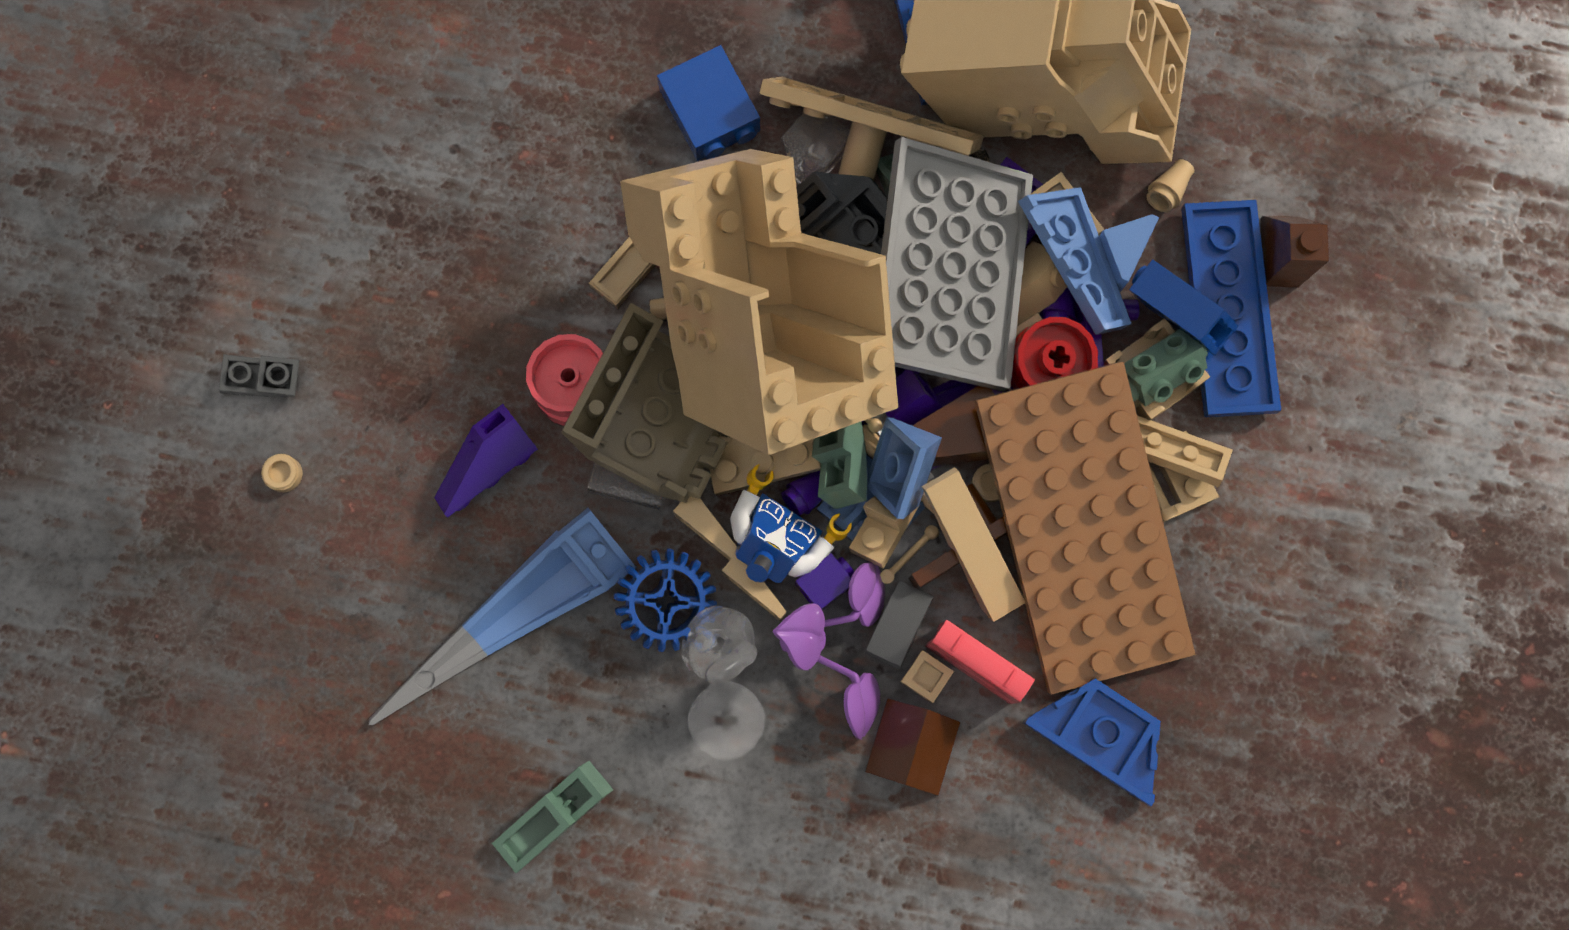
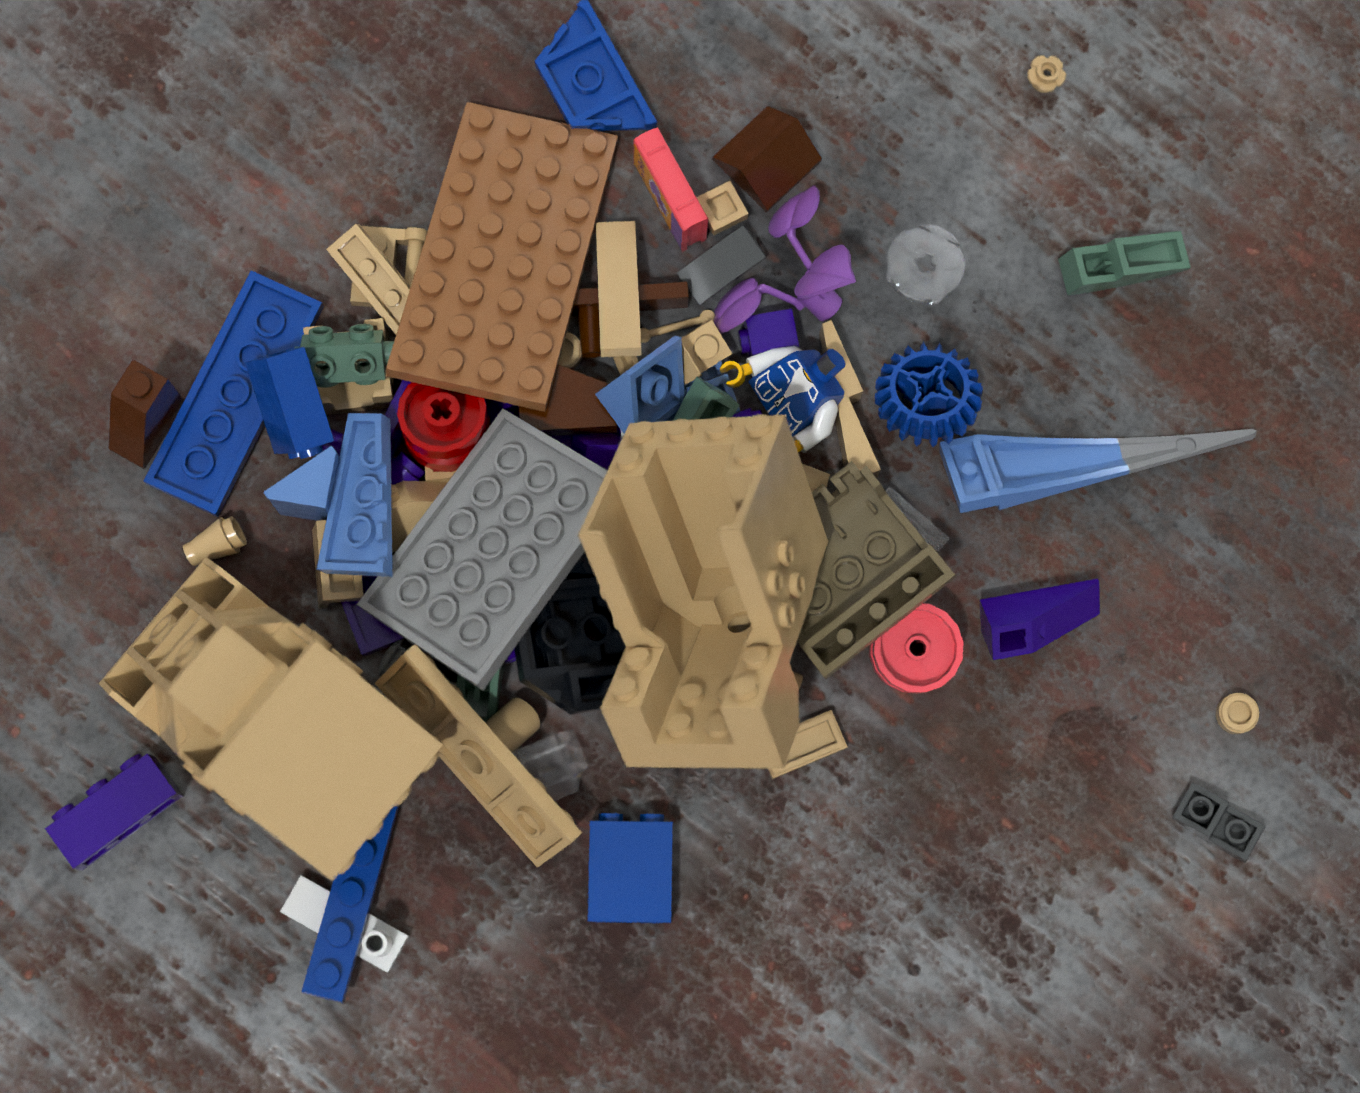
camera: 155 degrees left, 0 degrees up
(737, 649) = (912, 315): clear plate -> none

